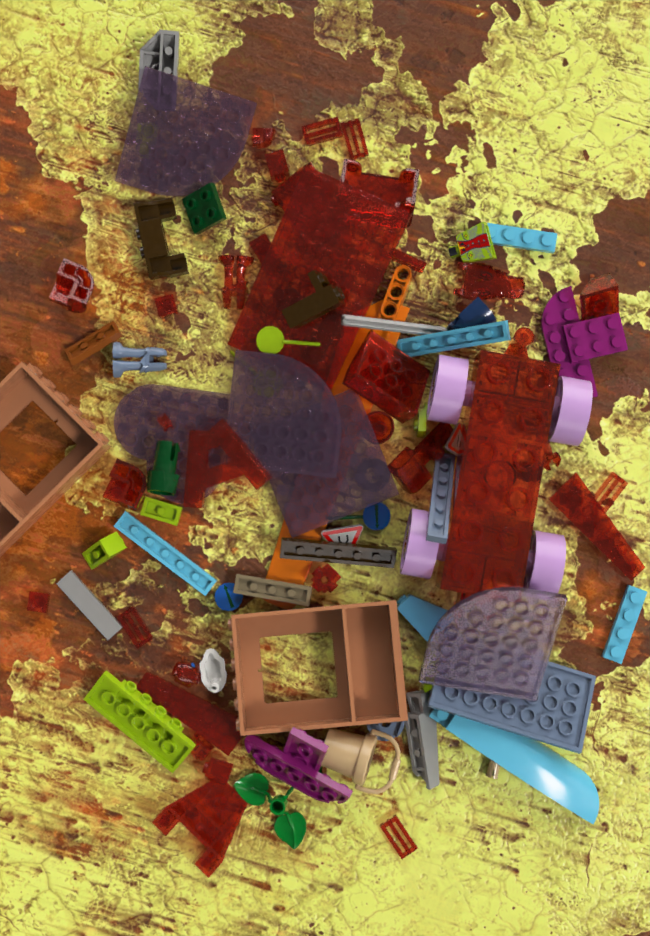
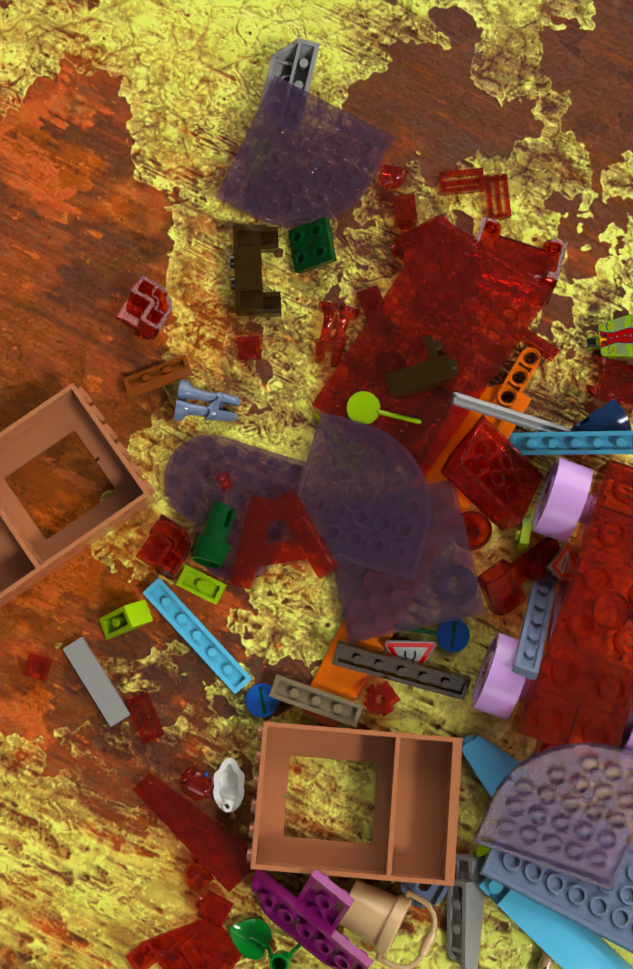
camera: 10 degrees right, 5 degrees down
(141, 720) = (133, 830): lime plate -> none

